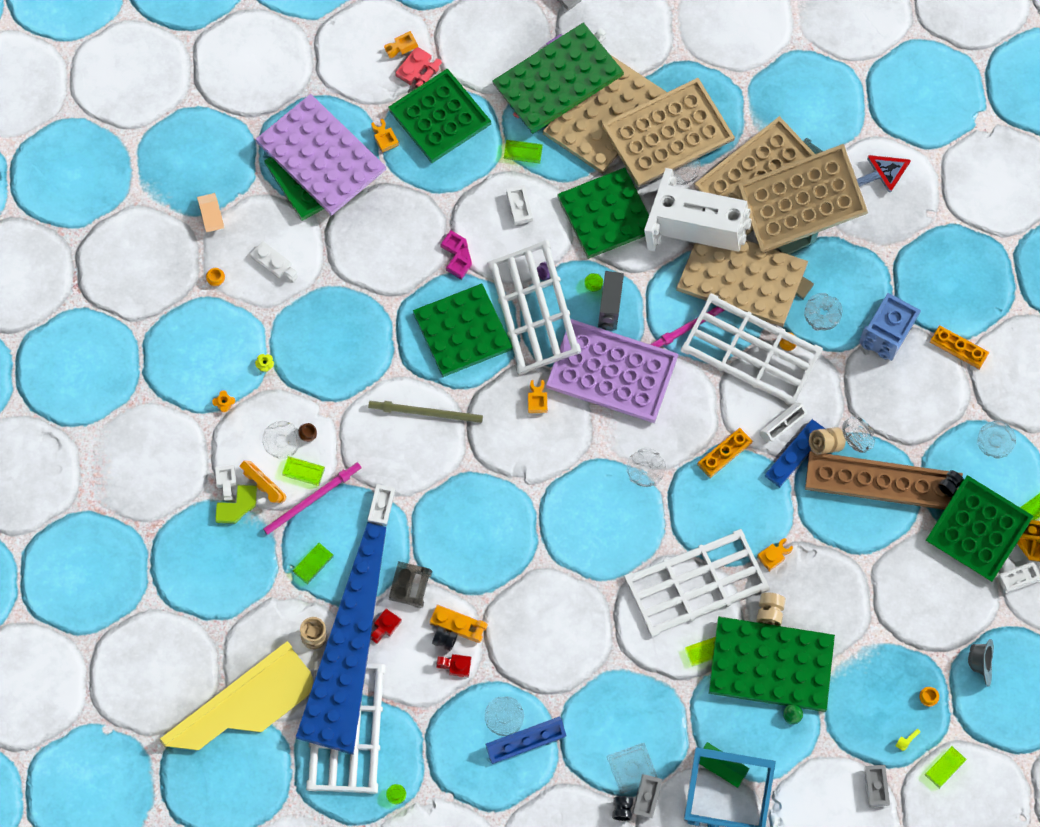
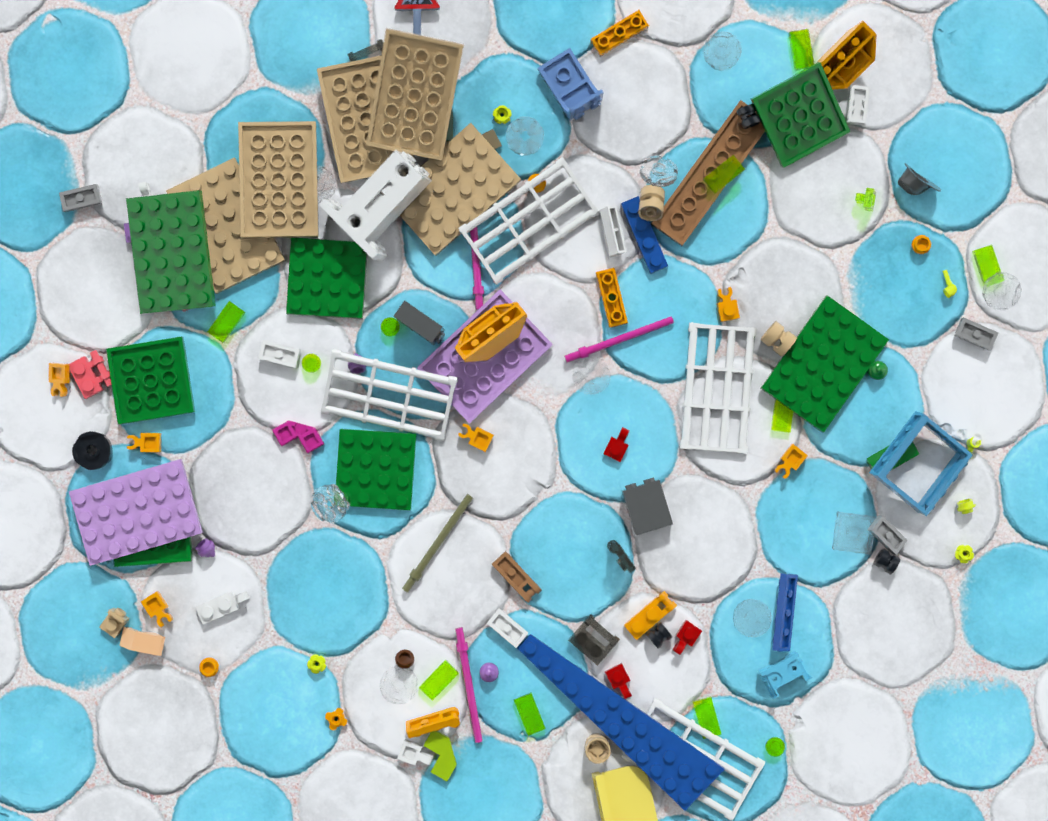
camera: 60 degrees left, 20 degrees up
(215, 184) = (114, 622): none -> tan bracket
(246, 209) = (155, 606): none -> light orange plate
(318, 226) = (205, 548): none -> medium lavender plate
(333, 509) = (489, 672): none -> medium lavender plate
(355, 89) = (83, 444): none -> black plate
(392, 720) = (706, 715): none -> clear neon green tile
(415, 311) = (336, 497): none -> clear plate
(431, 490) = (516, 576): none -> medium nougat plate
(470, 763) = (783, 673): none -> medium azure piece
(497, 569) = (623, 561): none -> clear smoke plate
(526, 234) = (311, 363): none -> clear neon green plate
(555, 570) = (647, 506): none -> dark grey brick
(594, 521) = (616, 447): none -> red plate
(635, 361) = (491, 332): none -> light orange wedge
(664, 453) = (584, 352): none -> dark pink bar
(669, 677) = (792, 459): none -> light orange plate
(830, 280) = (502, 109): none -> neon yellow plate
(888, 490) = (724, 174): none -> clear neon green tile
(929, 788) = (1002, 291): none -> clear tile
(941, 627) = (866, 199): none -> clear neon green tile

